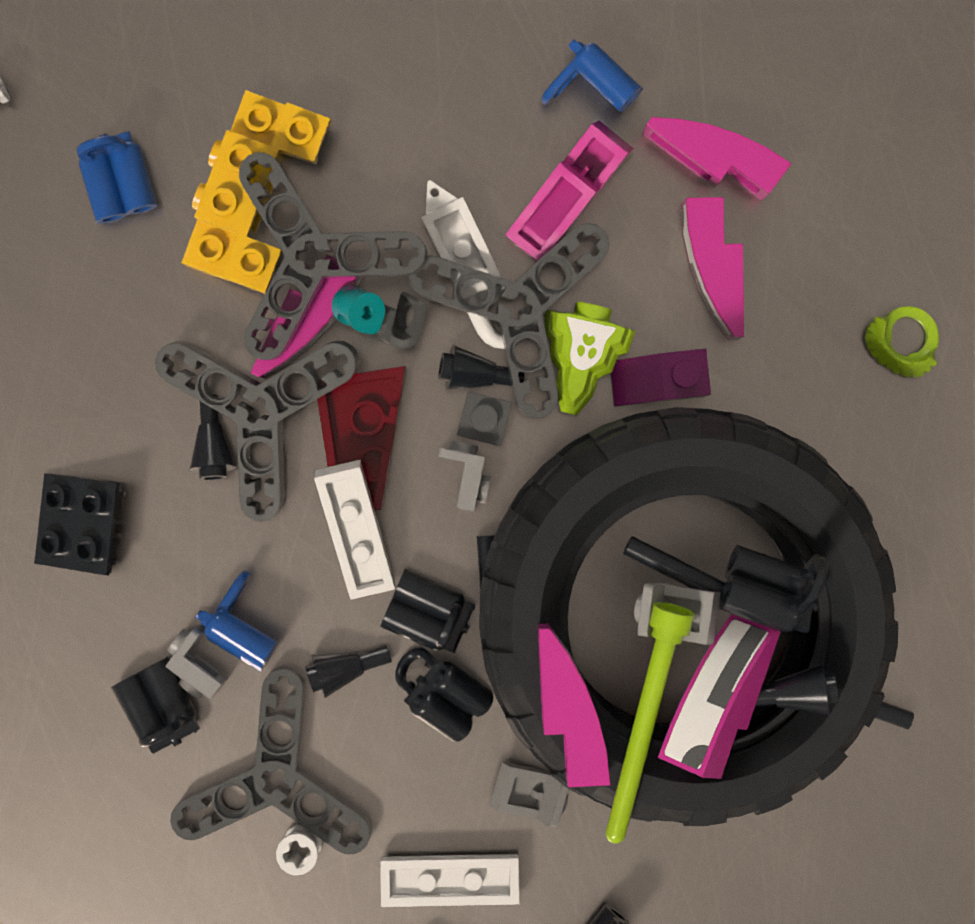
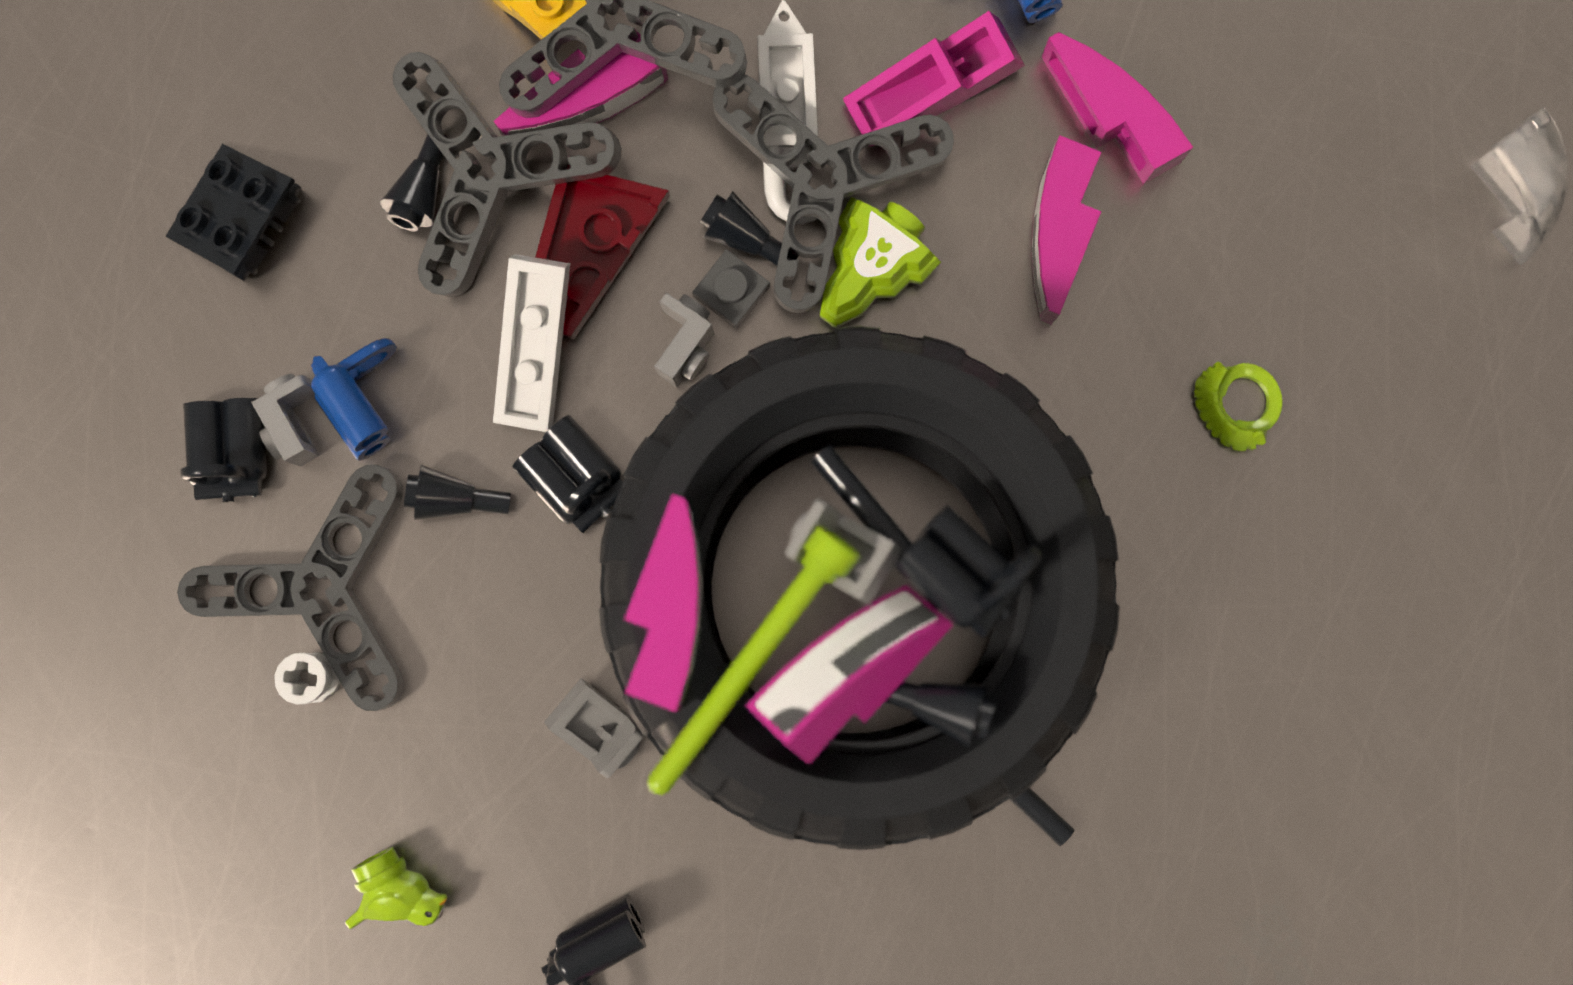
camera: 25 degrees right, 5 degrees down
(370, 315) = (649, 107): leg -> none
(444, 696) = (547, 573): black piece -> none
(449, 880) = (461, 789): white plate -> none
(661, 377) = (952, 317): magenta slope -> none

